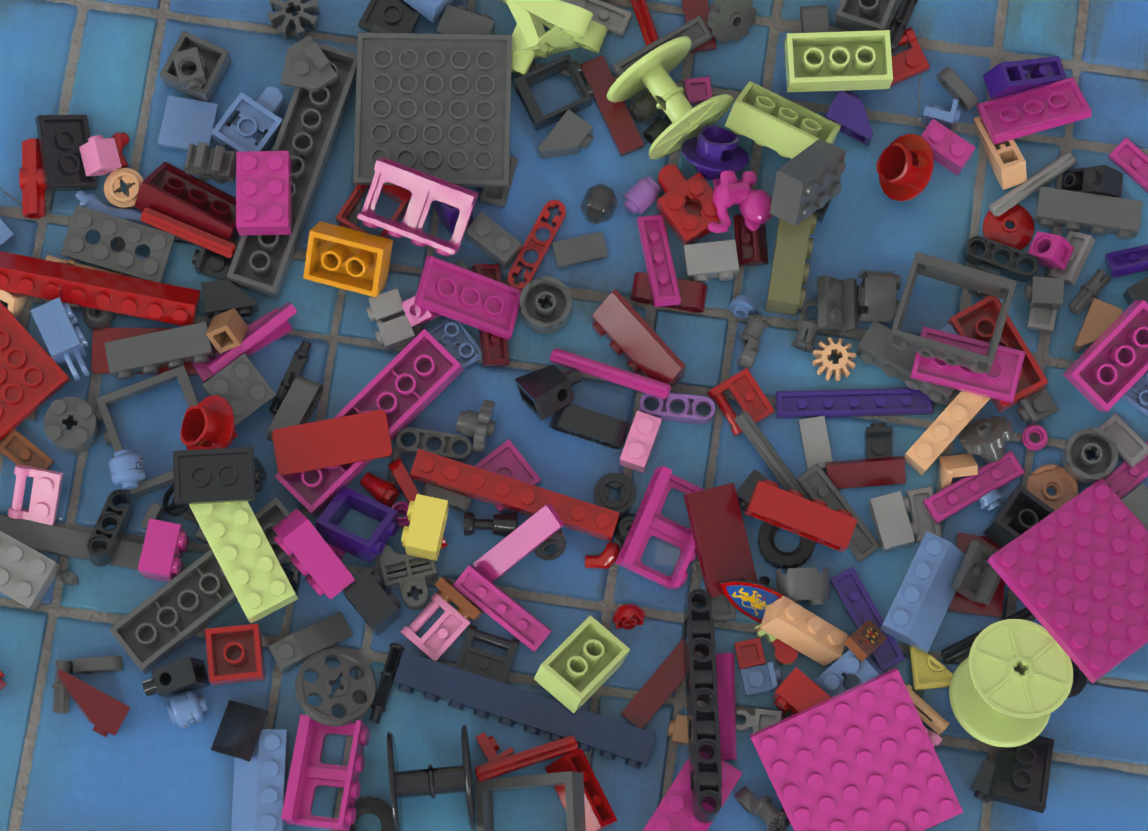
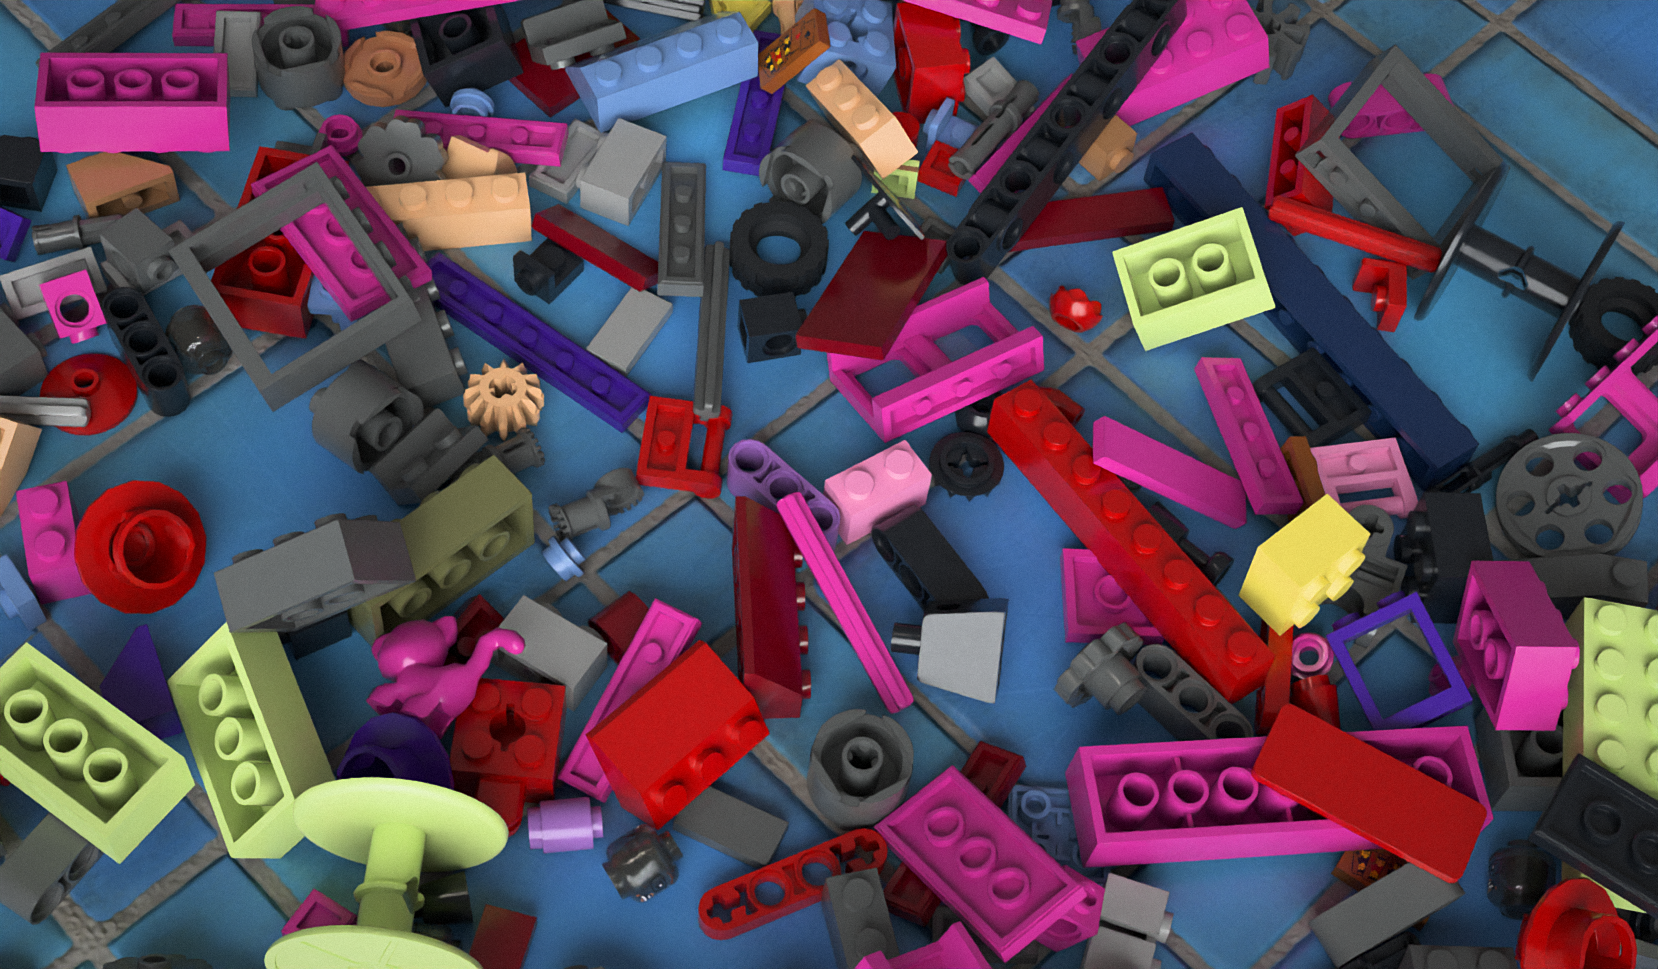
camera: 150 degrees left, 20 degrees down
(625, 256) = (677, 735): none -> red slope
(741, 687) = (1003, 118): none -> dark grey pin
(801, 516) = (744, 232): red brick -> none

